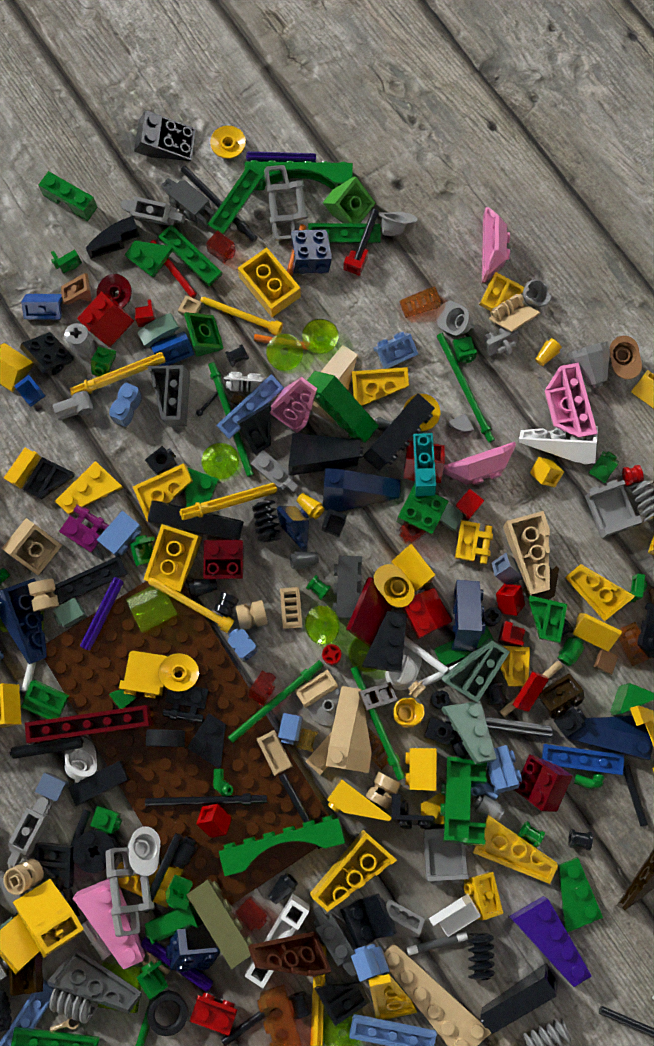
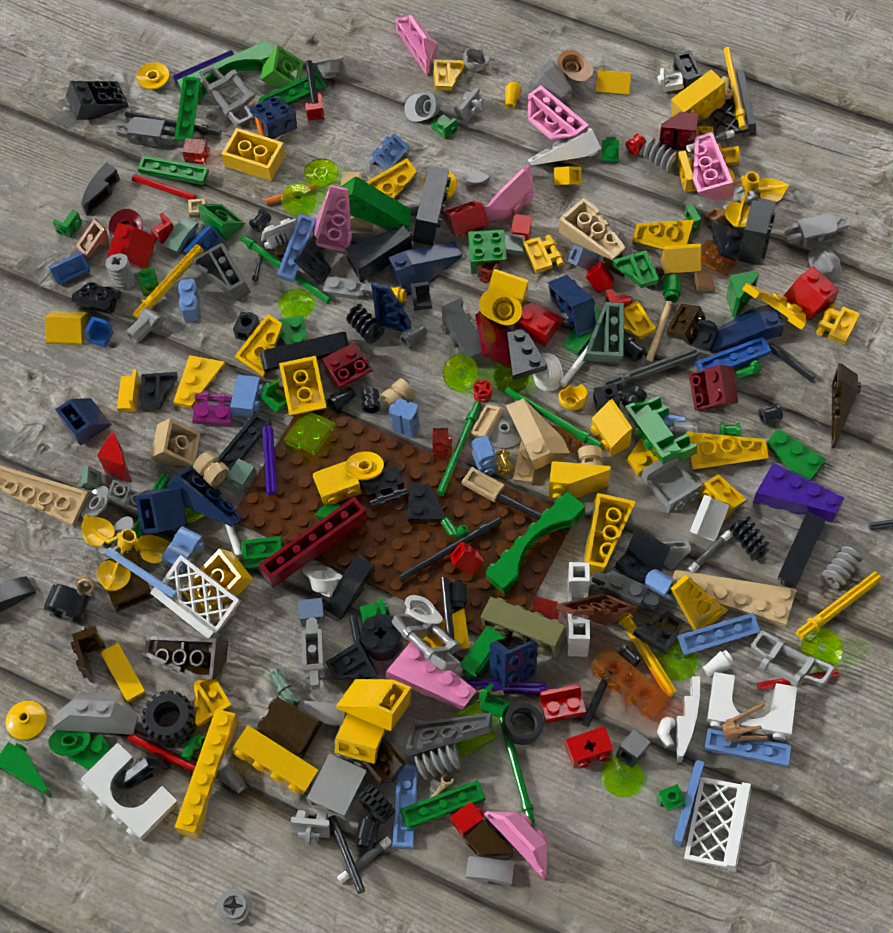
camera: 25 degrees left, 15 degrees down
(23, 876) = (331, 688): tan wheel -> none
(47, 747) = (287, 582): black axle -> none
(60, 190) = (53, 175): green arch -> none
(96, 940) = (427, 707): white axle -> none
(148, 256) = (138, 187): green wing -> none
(152, 211) = (121, 152): light grey hinge -> none
(165, 738) = (385, 516): black tyre -> none
(177, 892) = (472, 622): green bracket -> none
(200, 509) = (305, 334): yellow axle -> none
(223, 622) = (378, 414): yellow piece -> none
(274, 327) = (278, 186): yellow piece -> none
(285, 886) = (557, 579): black cone -> none
(287, 591) = (420, 365): tan slope -> none
(318, 587) = (439, 349): green bush -> none
(377, 696) = (541, 398): slope -> none
(401, 815) = (628, 464): black bracket -> none
(416, 689) = (568, 376): tan plate -> none
(418, 297) = (391, 101): clear orange slope -> none
(424, 464) = (468, 211): teal slope -> none
(425, 655) = (561, 352): white bar -> none
(433, 699) = (592, 375): black bush -> none
(472, 727) = (630, 375): sand green wing -> none
(485, 429) = (499, 172): green bar -> none
(495, 612) = (595, 292): black bush -> none
(503, 772) = (675, 396): medium blue brick -> none
(513, 313) = (465, 81): tan hinge -> none
(530, 691) = (659, 330): red tile -> none
(612, 508) = (636, 175): light grey panel -> none

